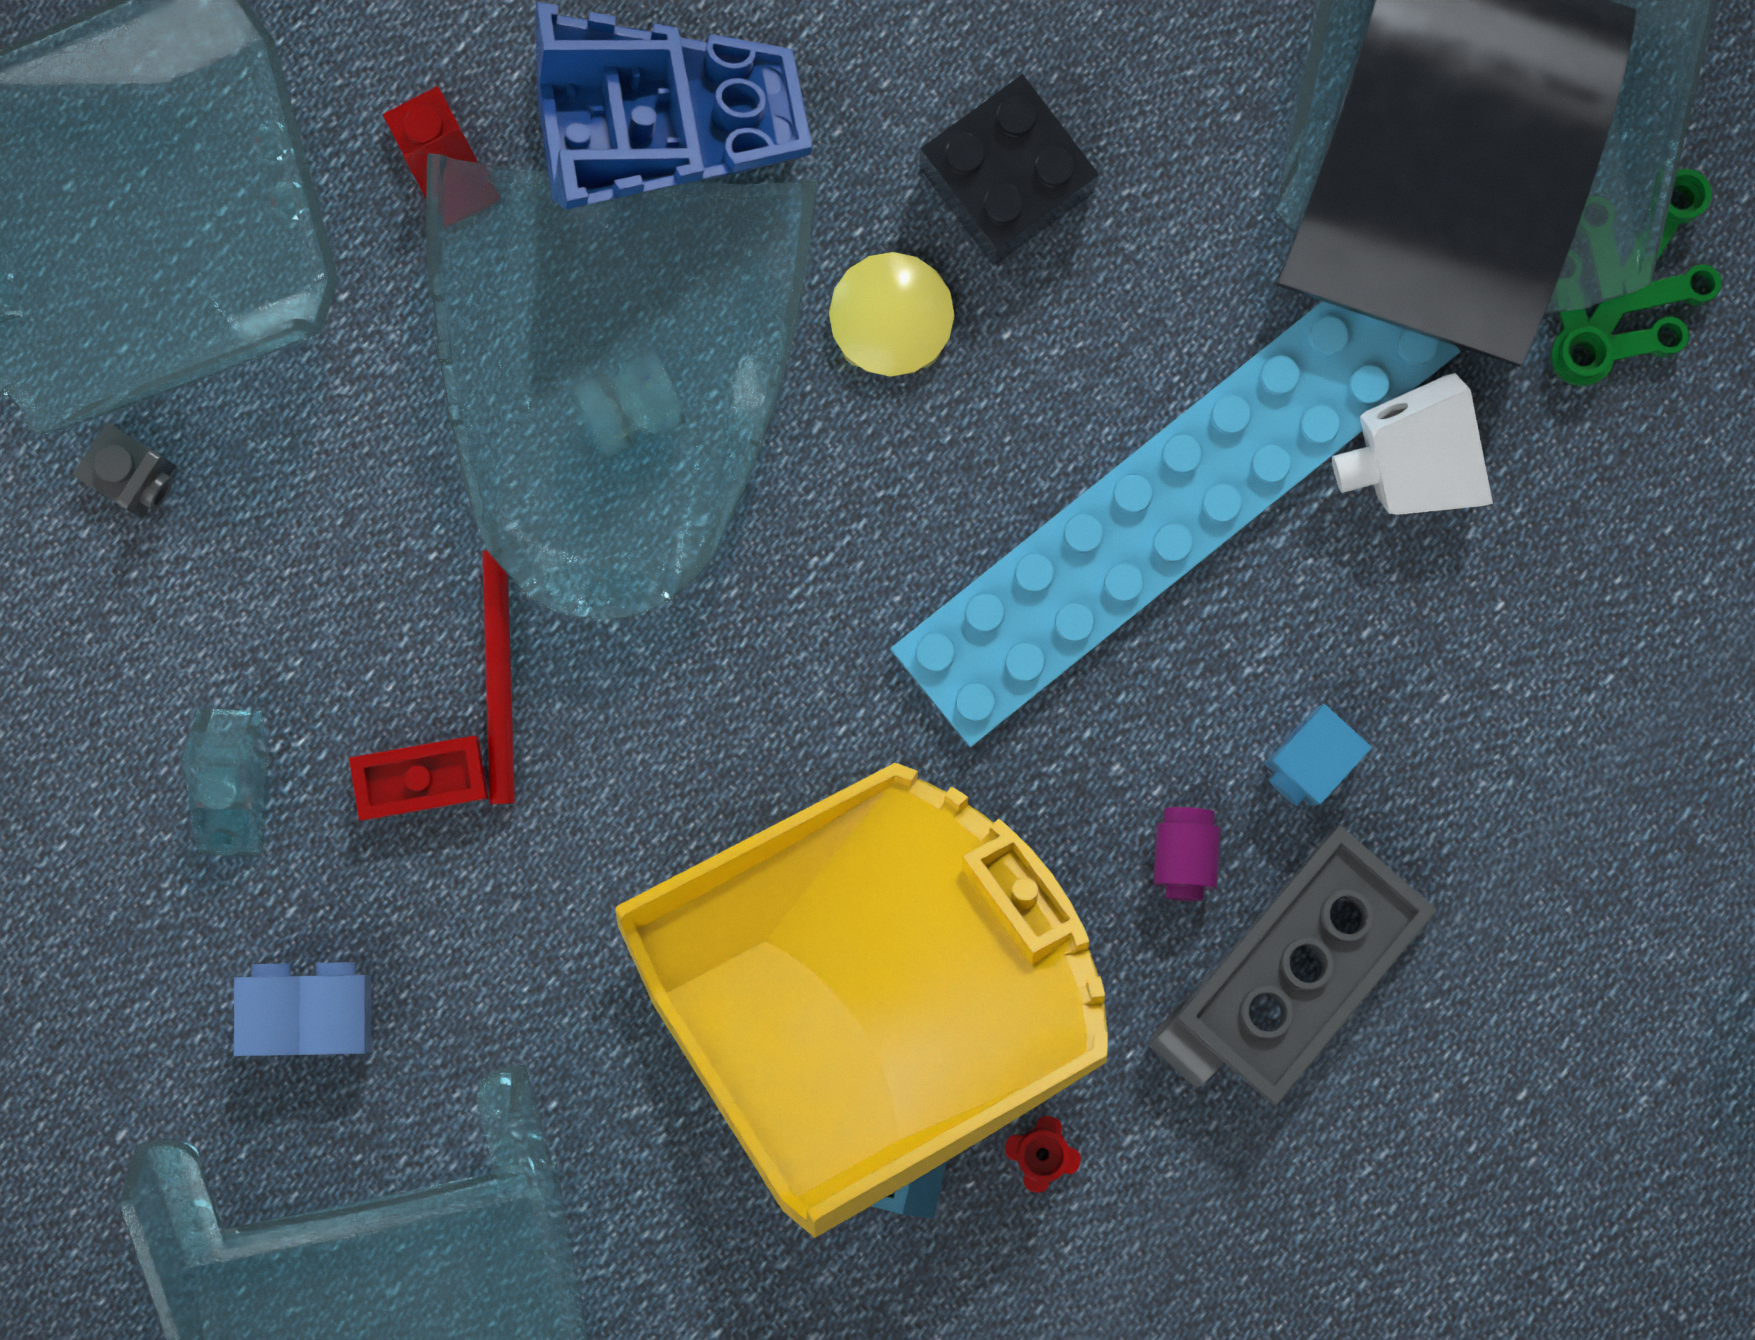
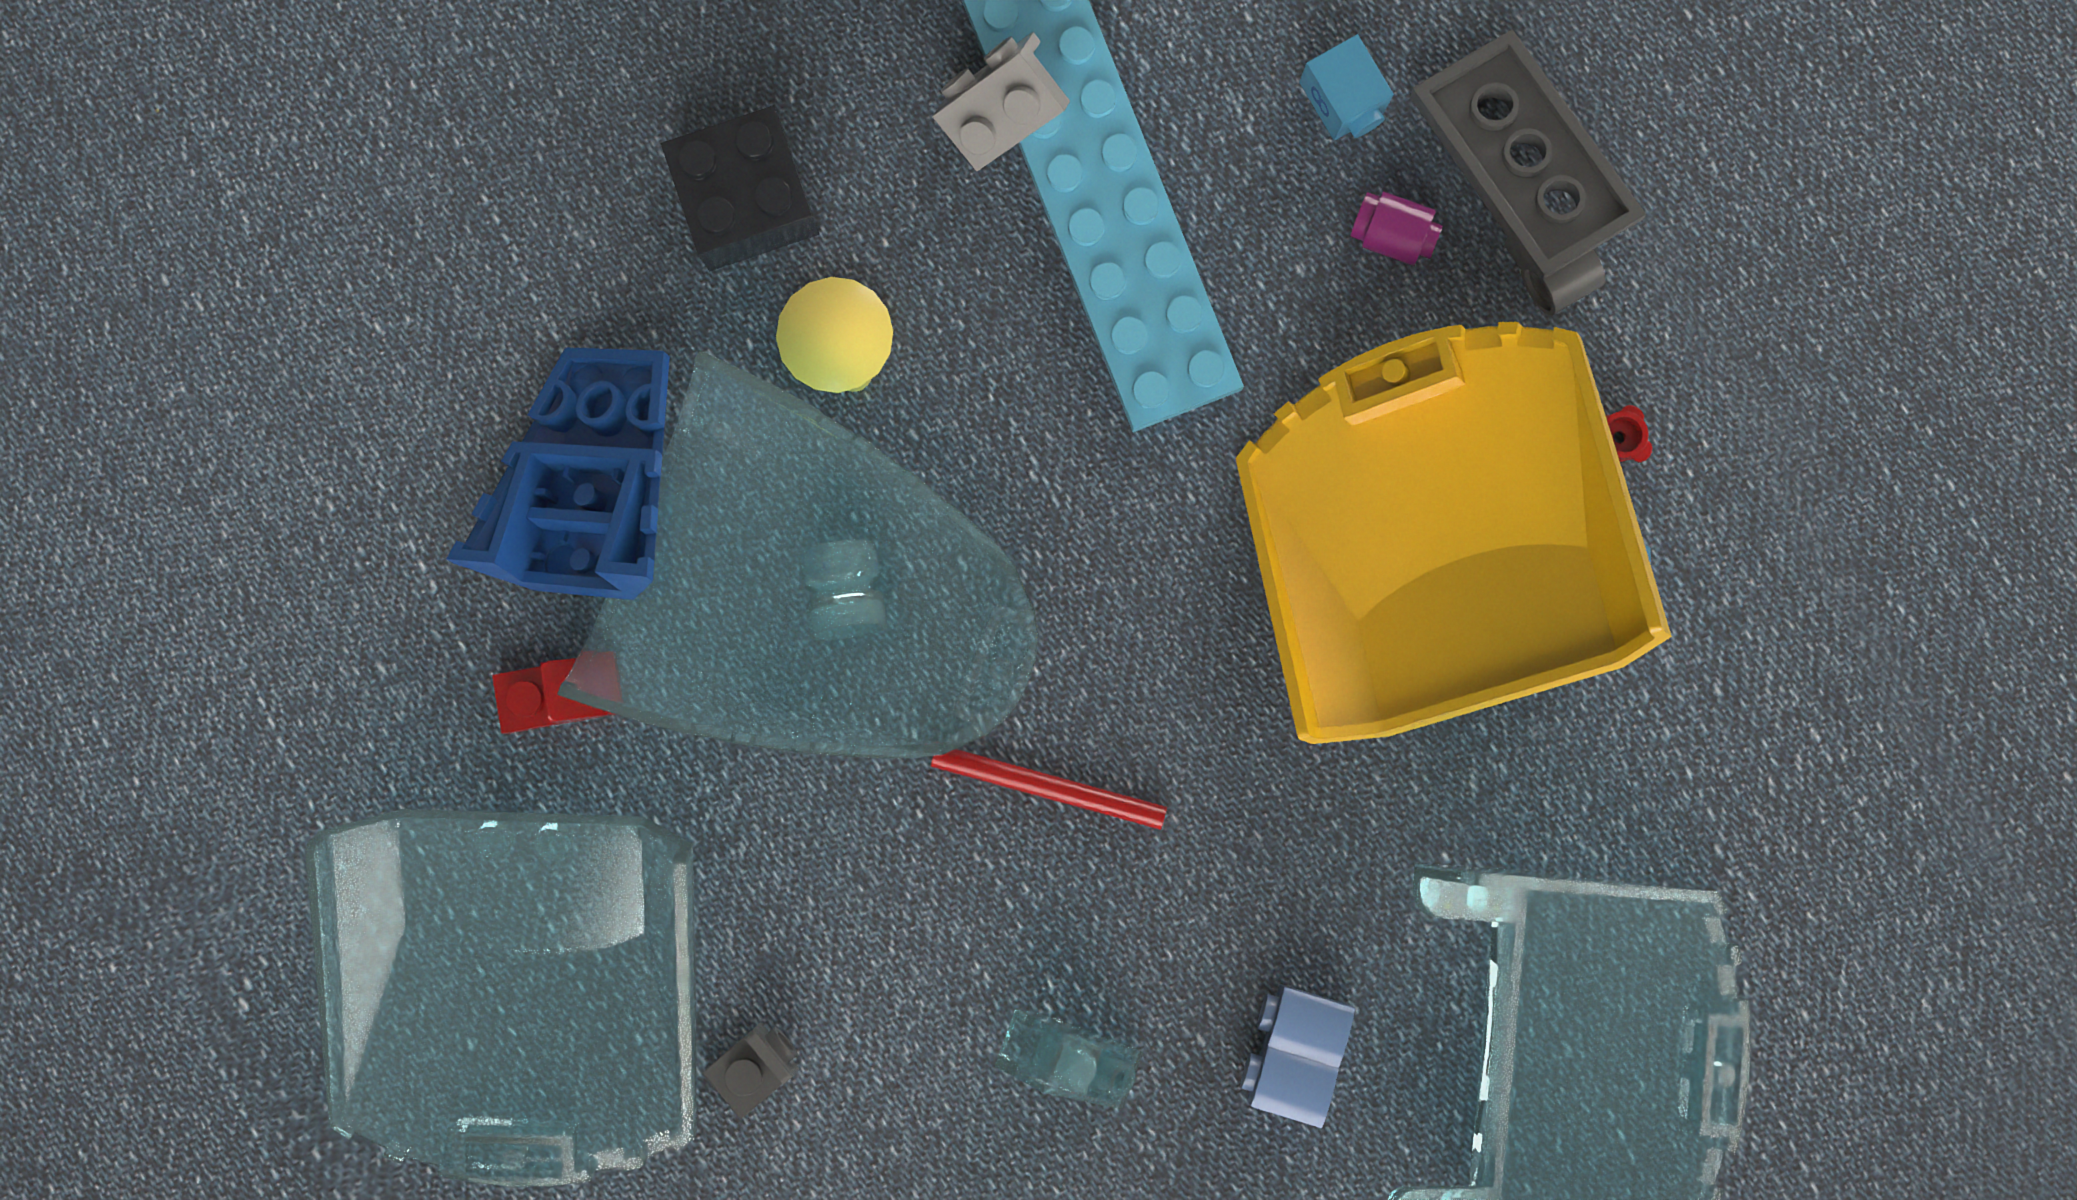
camera: 70 degrees left, 0 degrees up
(418, 778) = (1119, 885): red plate -> none
(1181, 401) = (1000, 102): none -> light grey bracket

